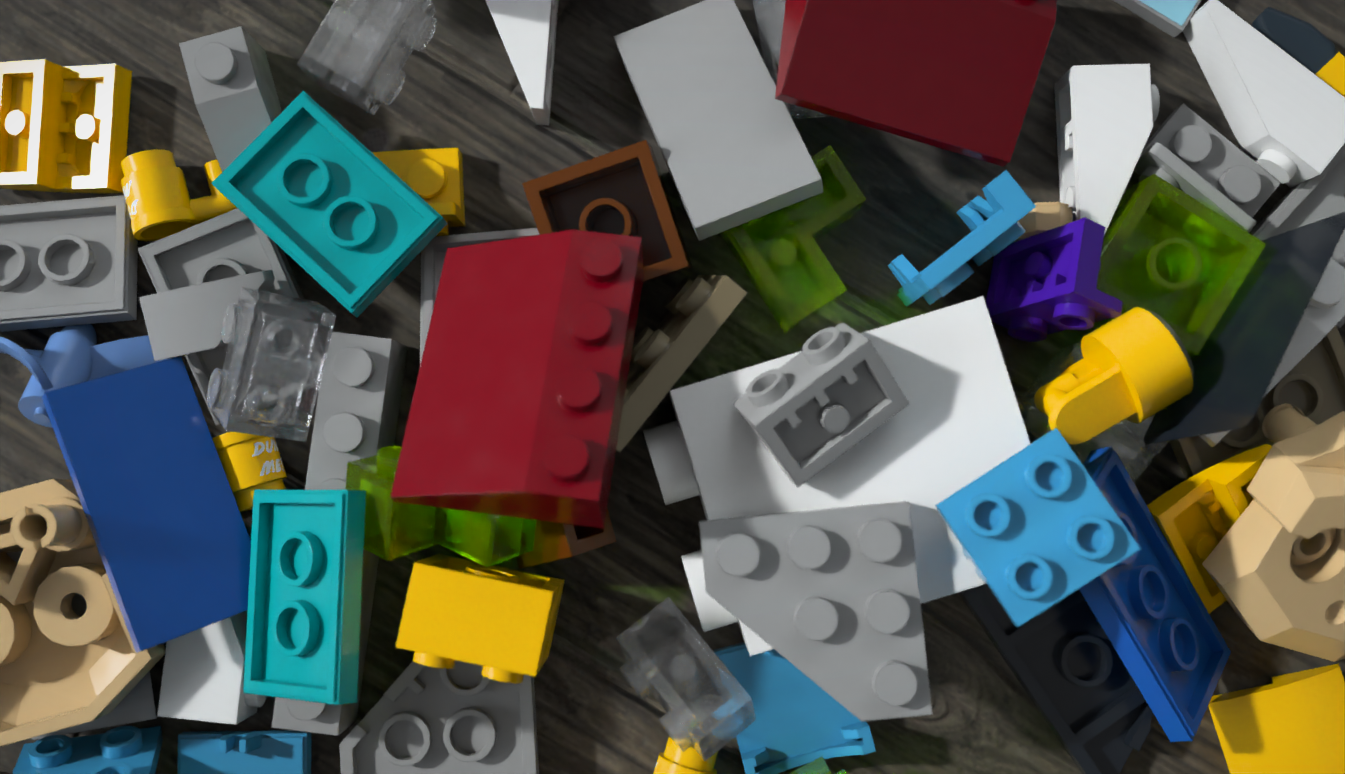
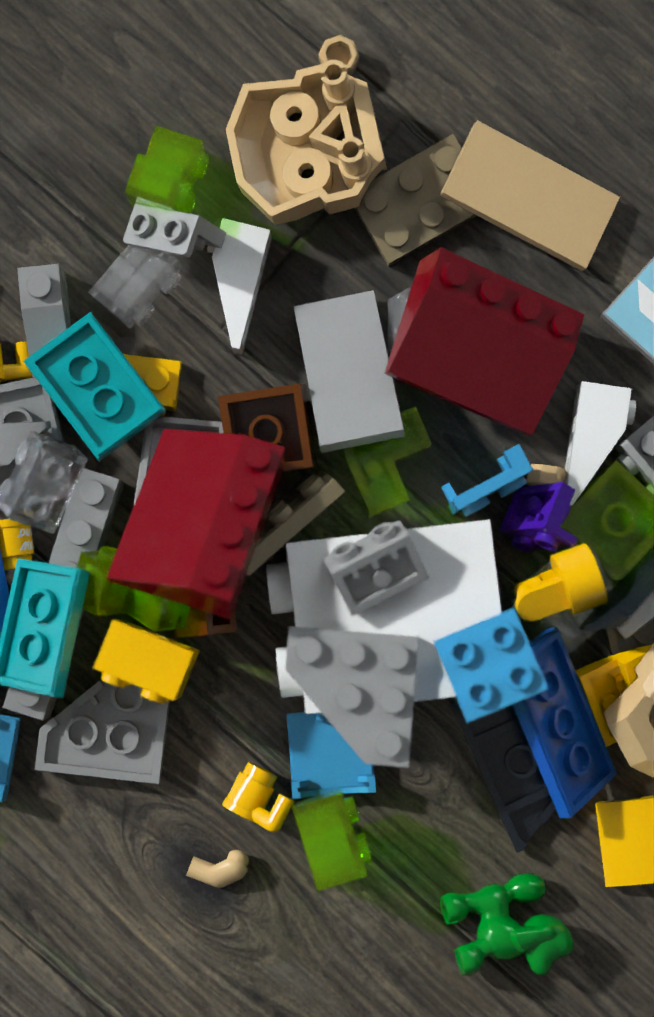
camera: 15 degrees right, 0 degrees up
(687, 679) = (265, 725): clear brick -> none

